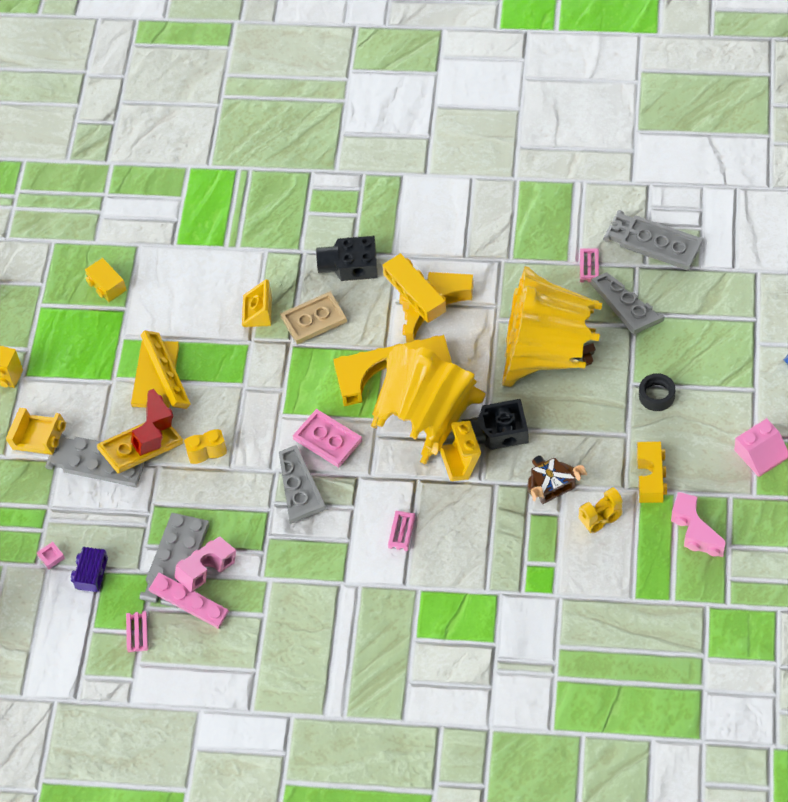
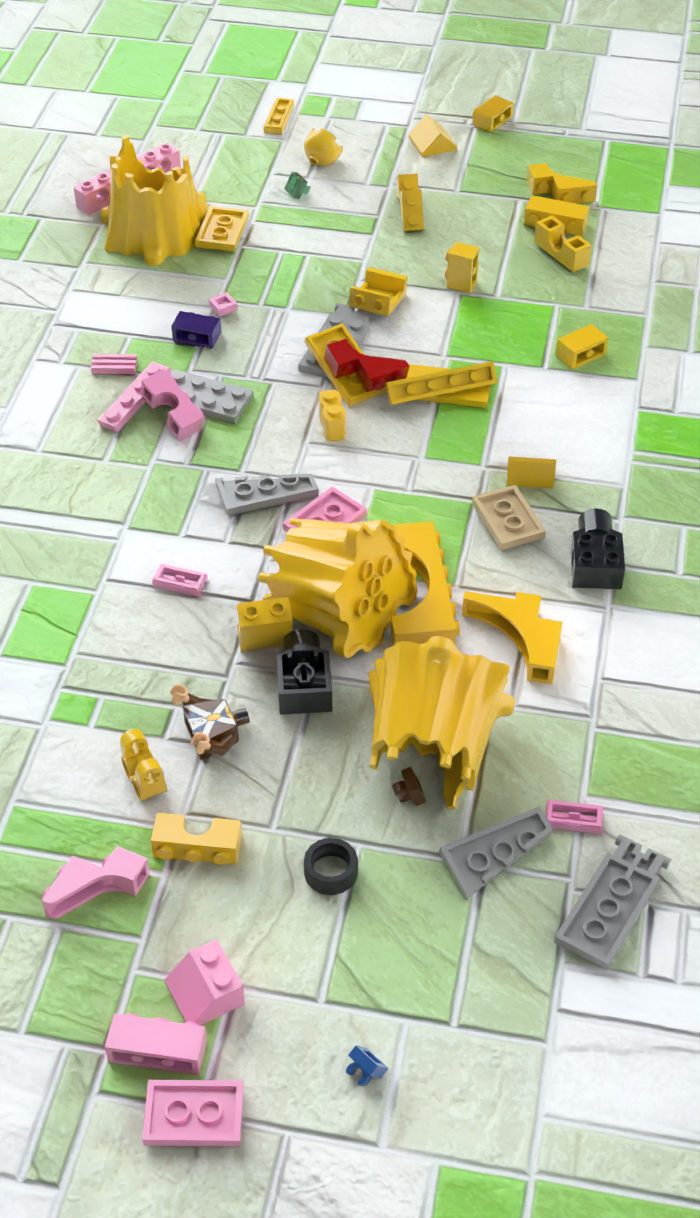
camera: 90 degrees right, 10 degrees down
(414, 287) = (528, 596): yellow brick -> none

